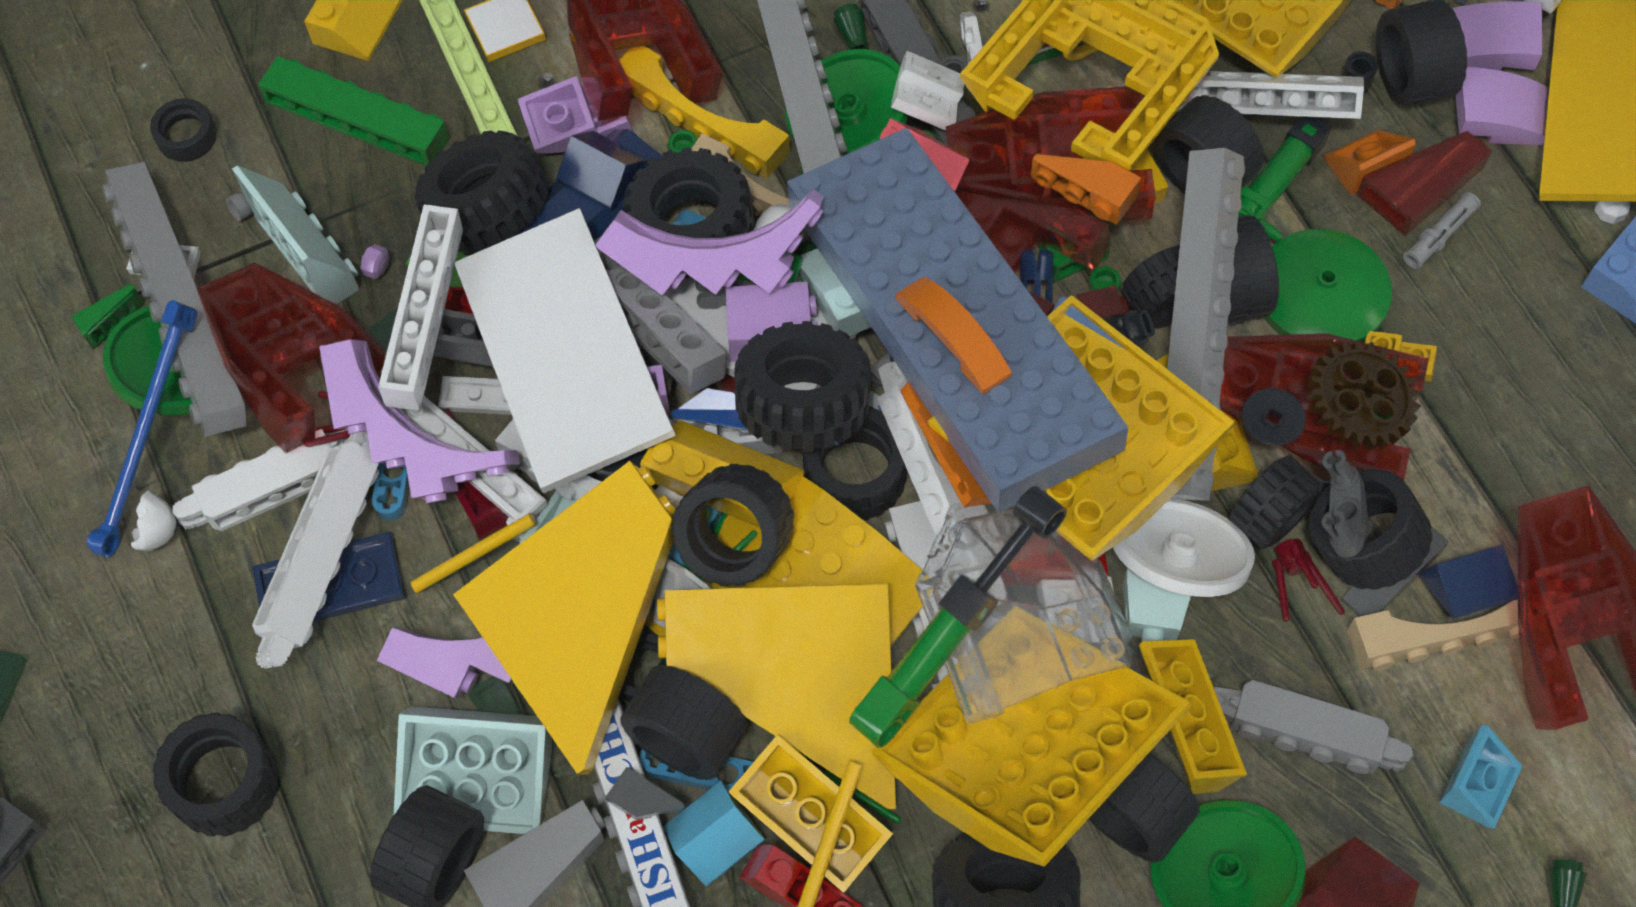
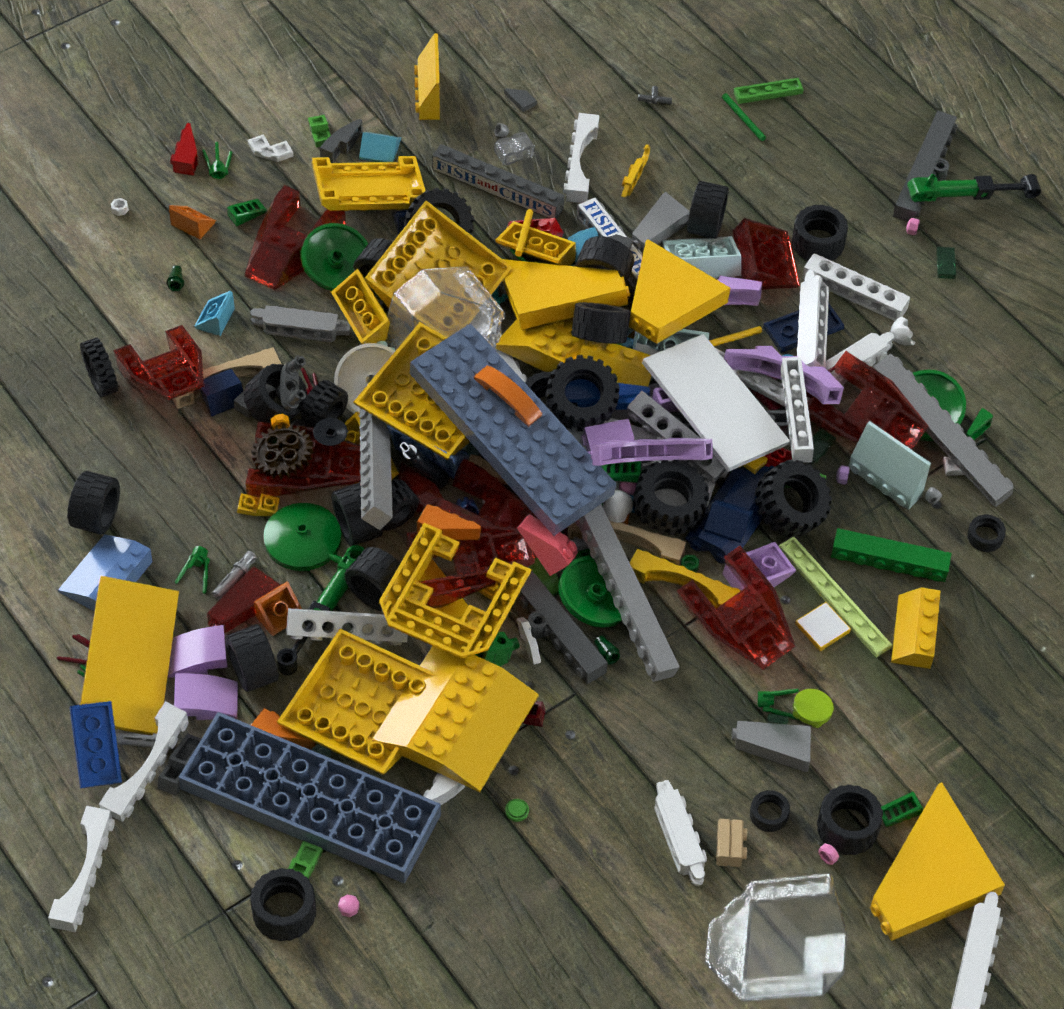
camera: 165 degrees right, 10 degrees down
(18, 778) = (912, 226): none -> bright pink tile
(106, 538) = (924, 328): blue hinge -> none
(139, 583) = (859, 288): none -> white brick
(344, 748) = (765, 255): none -> clear red slope
(927, 91) = (549, 589): white slope -> none
(963, 609) = (479, 288): piece -> none
(1365, 453) = (279, 420): none -> light orange tile
(1504, 269) = (197, 558): none -> green plant

